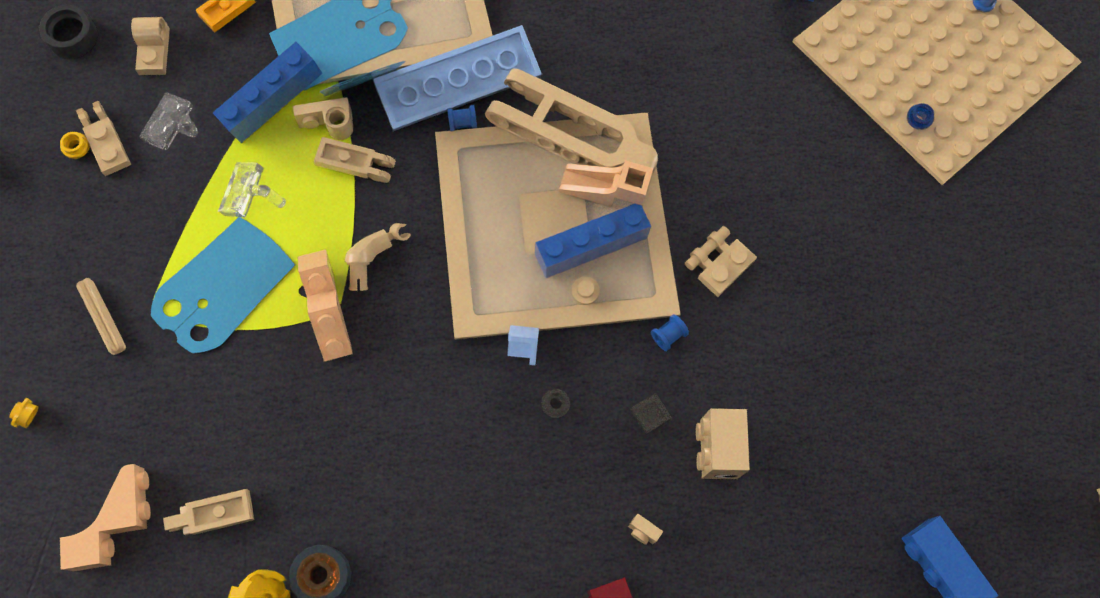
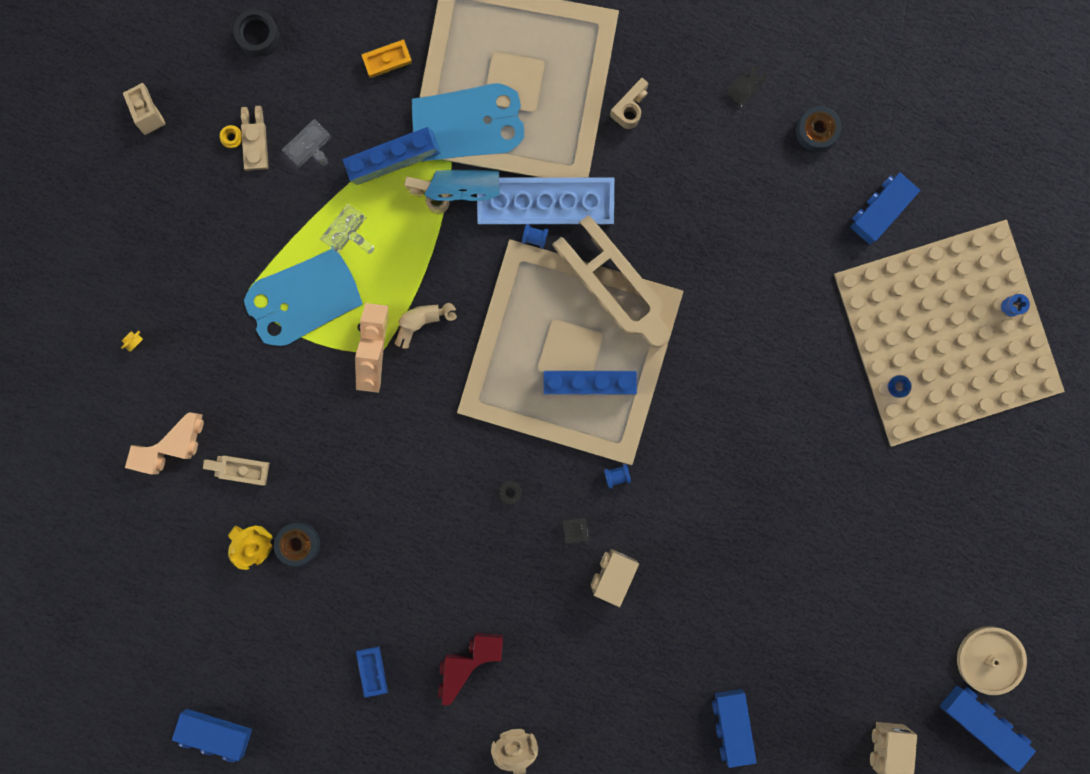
camera: 30 degrees right, 15 degrees up
(101, 316) = (207, 287): tan axle -> none
(152, 41) = (317, 71): tan plate -> none
(352, 159) = (435, 236): tan hinge -> none
(523, 342) = (505, 438): light blue panel -> none
(585, 290) = (568, 418): tan plate -> none
(604, 183) = (617, 344): light nougat arch -> none
(644, 530) = (532, 611): tan plate -> none
(726, 267) = (686, 442): tan plate -> none

